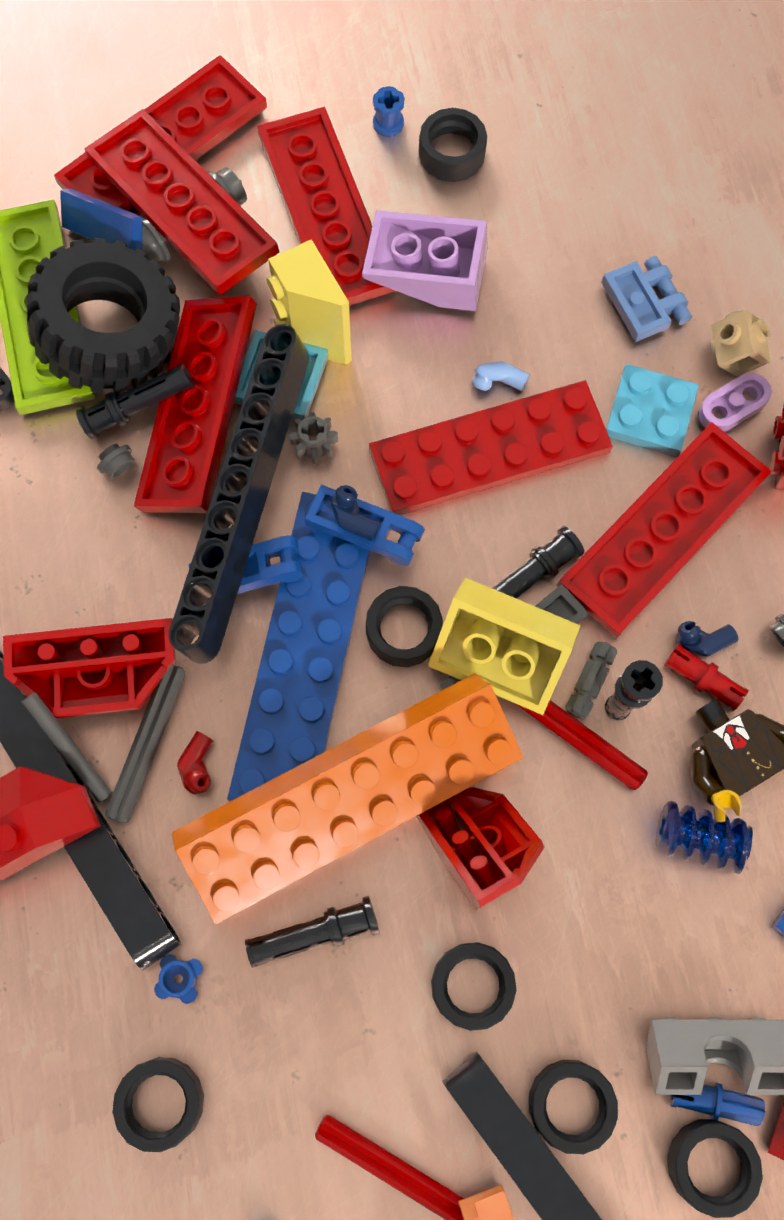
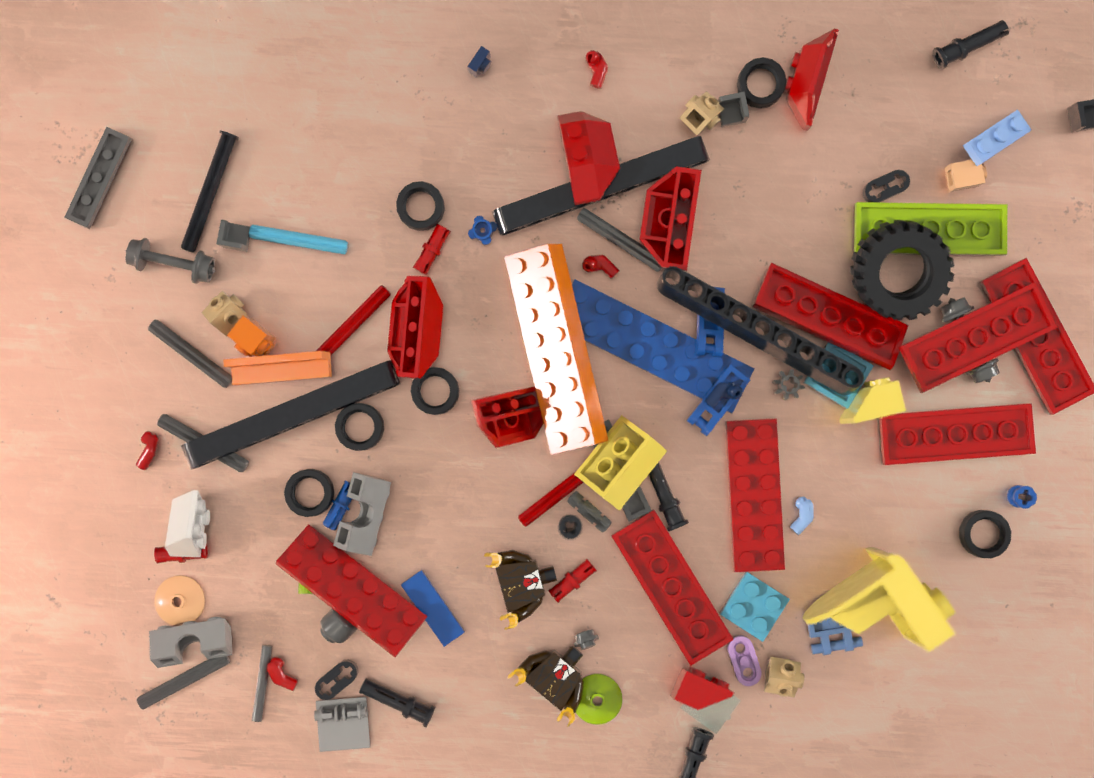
camera: 110 degrees right, 15 degrees up
(66, 747) = (627, 193): dark grey bar -> none
(99, 219) = (976, 282): blue tile -> none
(115, 460) = (805, 257): dark grey plate -> none
(119, 407) = (839, 267): black pin -> none
(231, 1061) = (431, 249): none -> red pin
(331, 928) = (487, 321): black pin -> none
(374, 1052) = (415, 327): none -> red wedge
(405, 596) = (668, 400): black tyre -> none
(428, 257) = (896, 490): lavender slope -> none
(579, 221) = (885, 589): none -> light yellow plate
(703, 643) = (594, 586): dark blue arm -> none
(704, 835) = (480, 545): clear blue piece -> none

